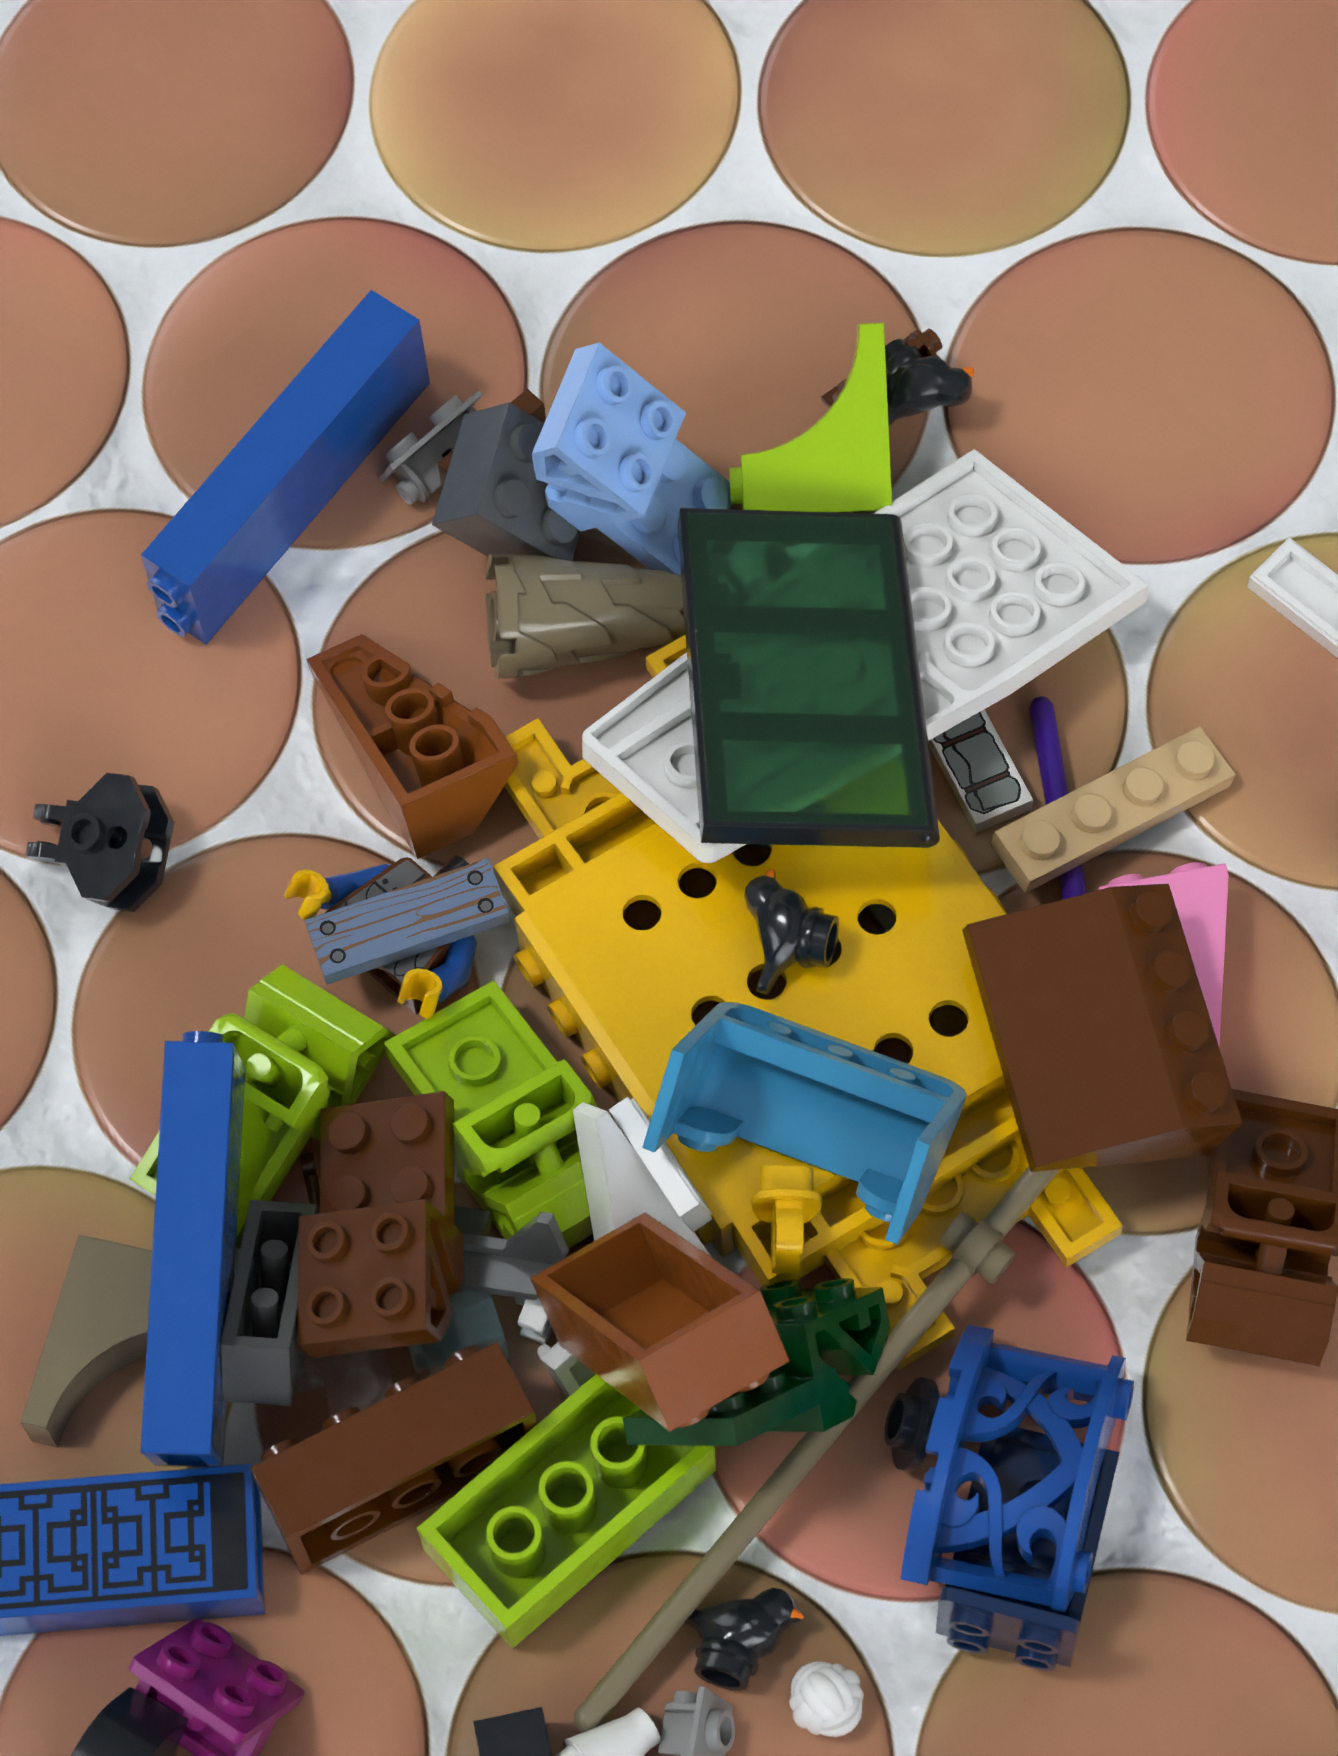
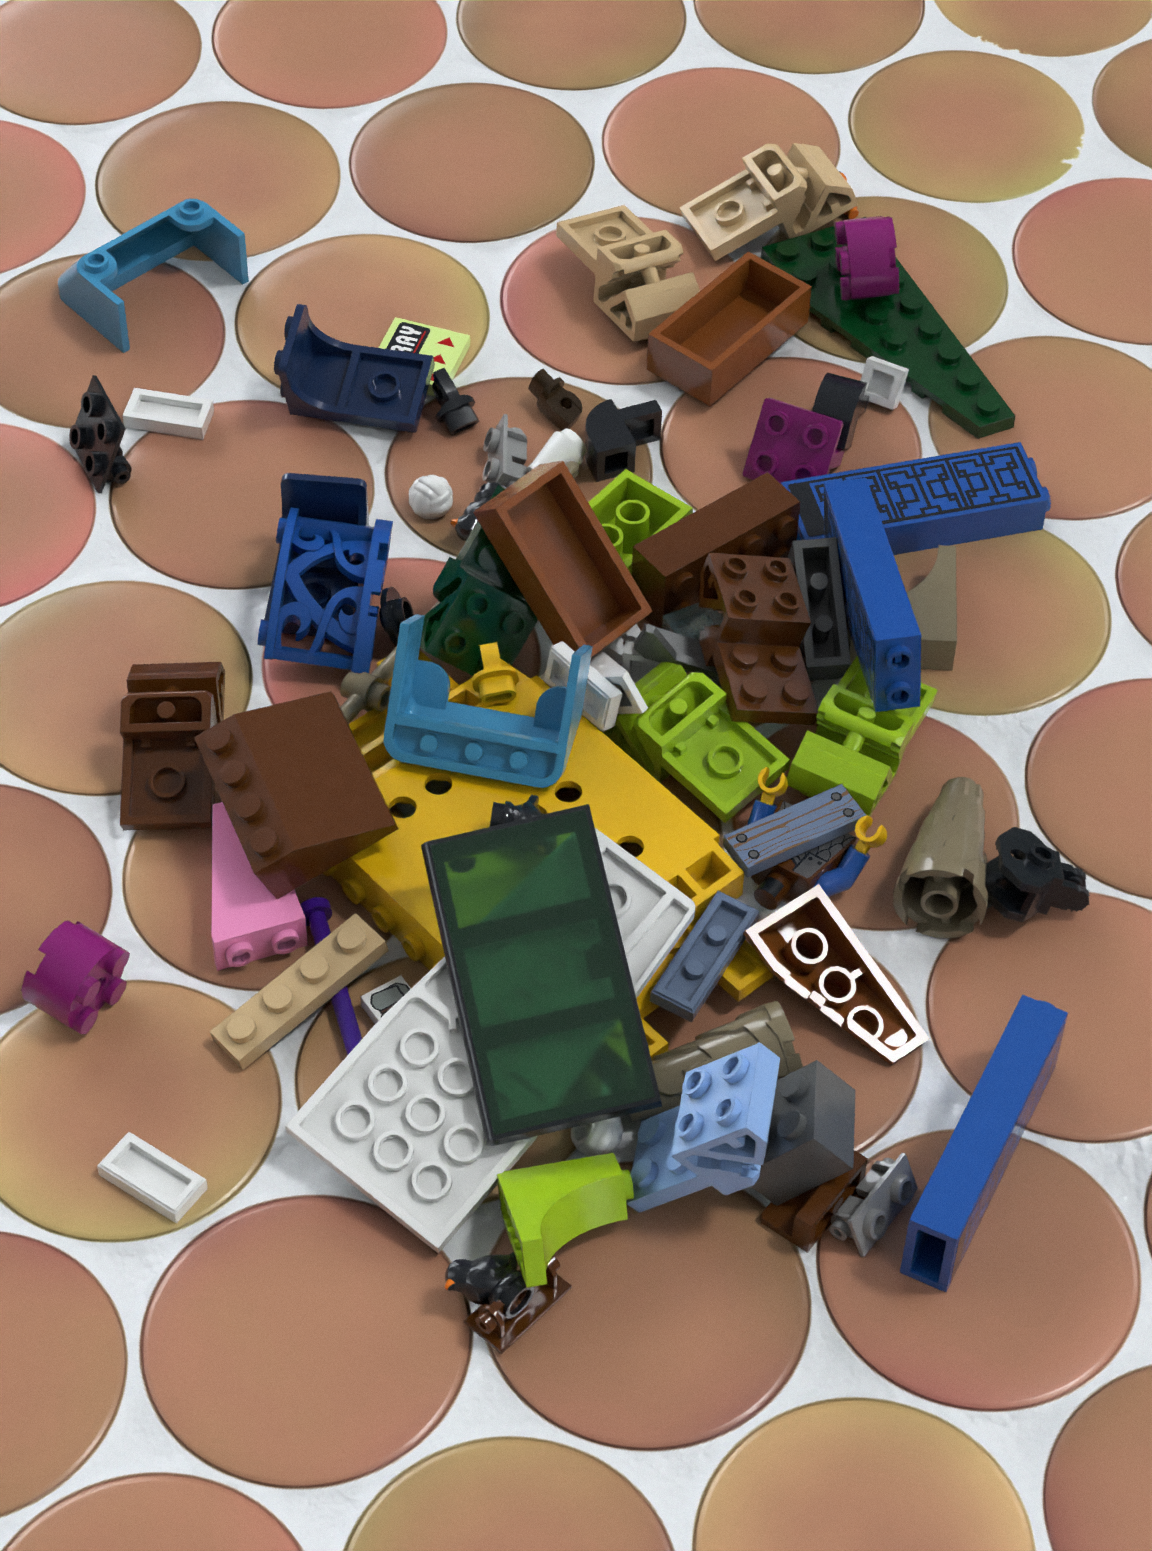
camera: 165 degrees right, 15 degrees down
(204, 879) = (947, 865): none -> dark tan cone
(556, 772) = (704, 956): none -> sand blue tile

